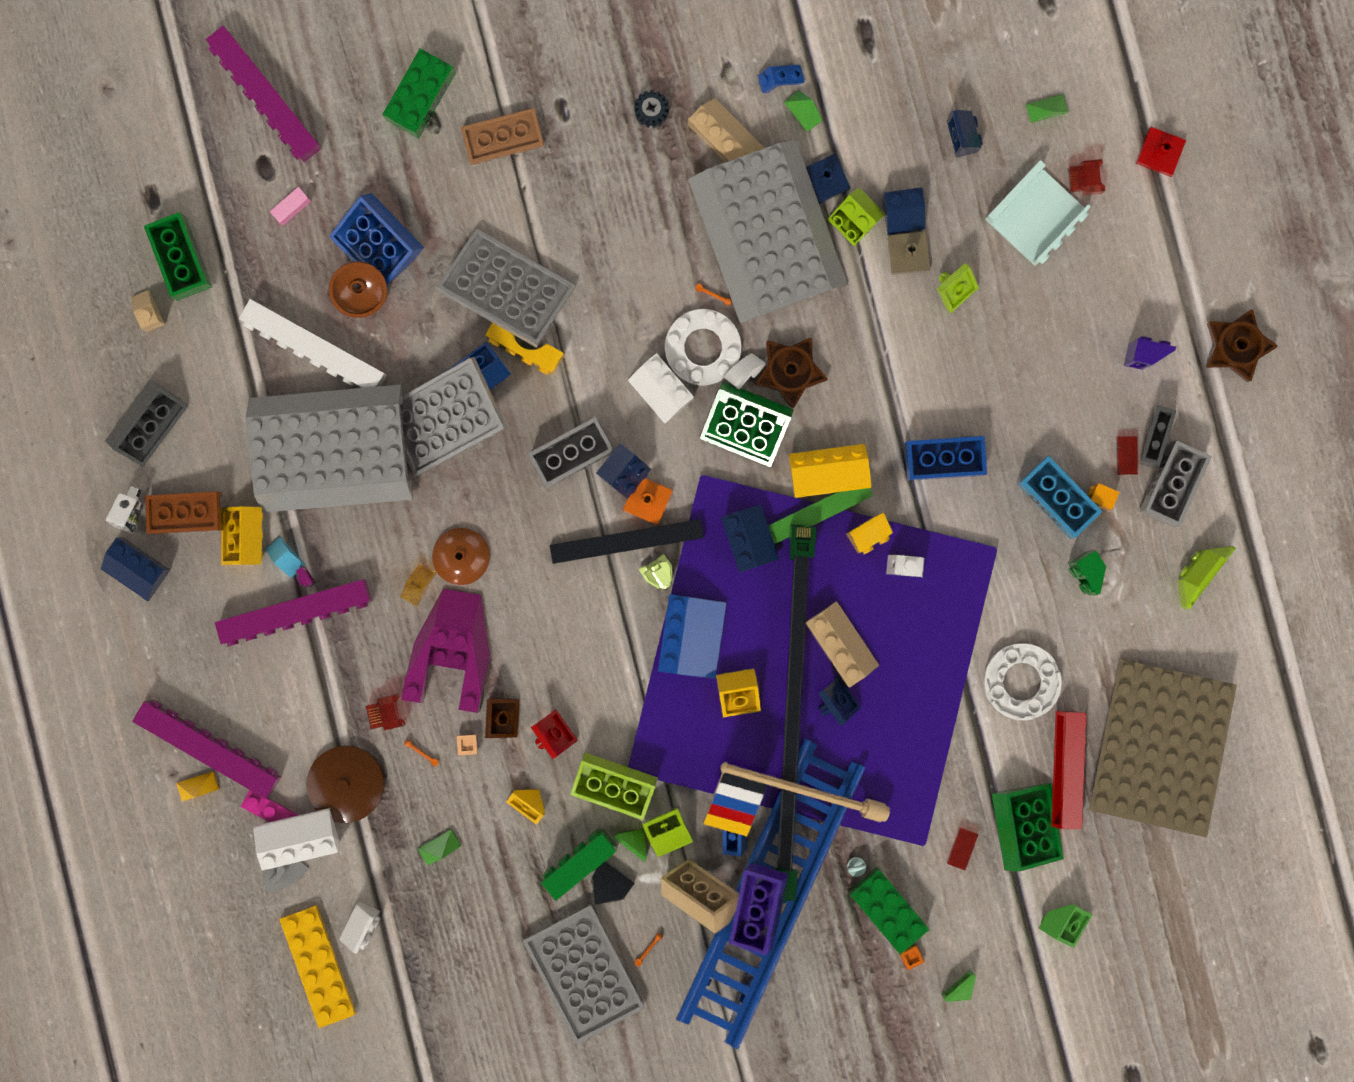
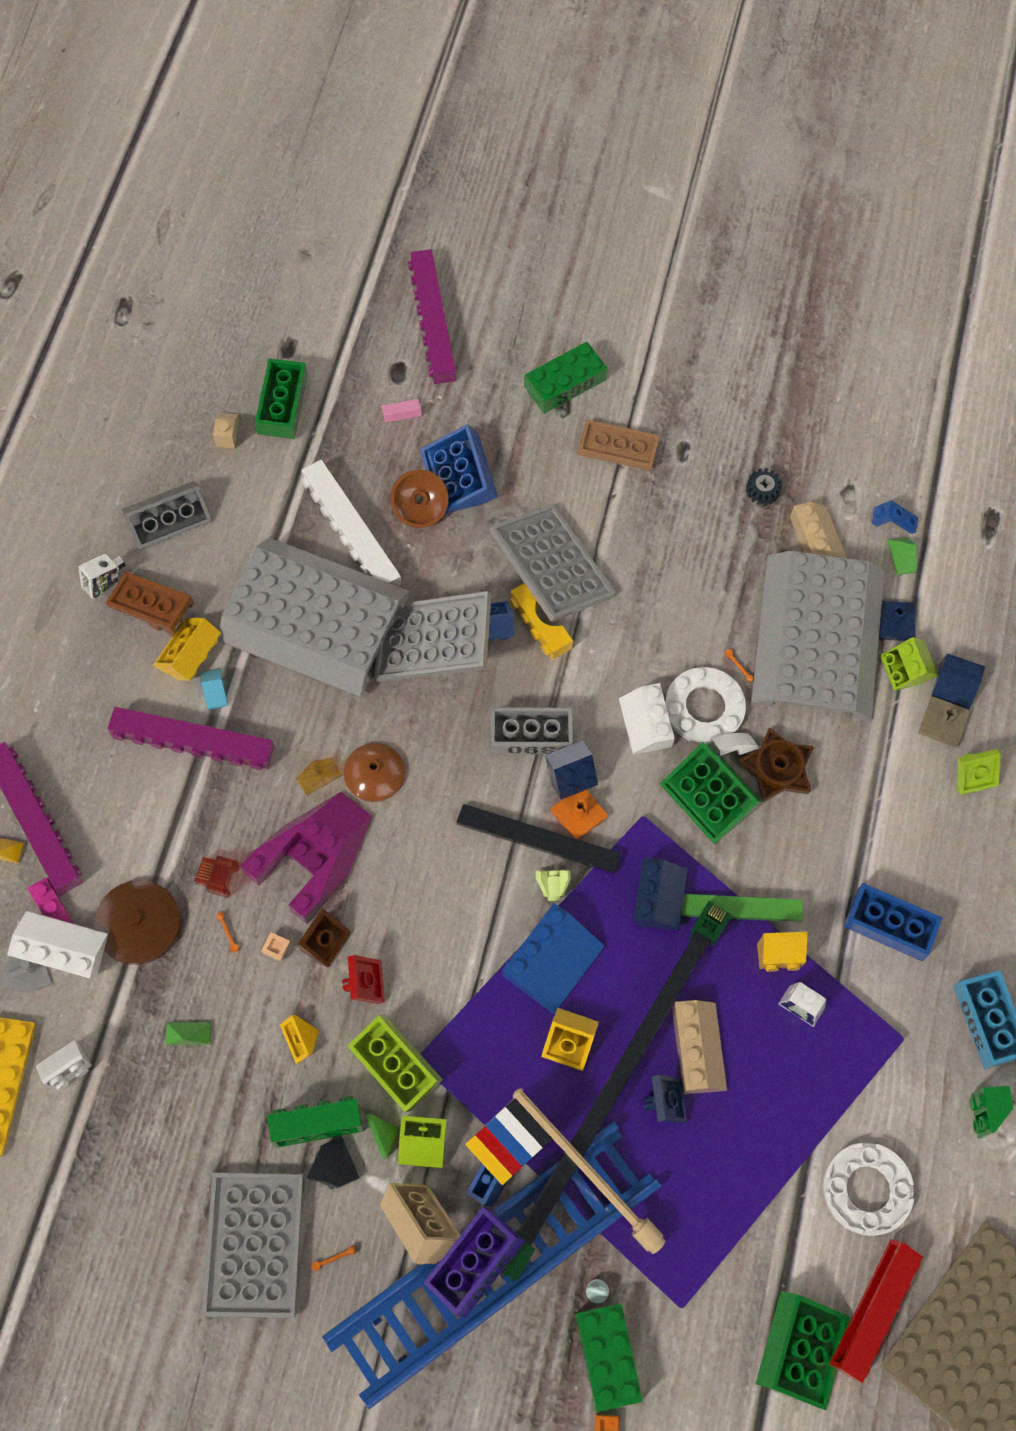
camera: 25 degrees right, 20 degrees down
(134, 568) = (74, 626): dark blue slope -> none
(304, 577) = (220, 713): magenta plate -> none
(829, 470) = (771, 872): yellow slope -> none
(962, 848) = (720, 1336): clear red tile -> none

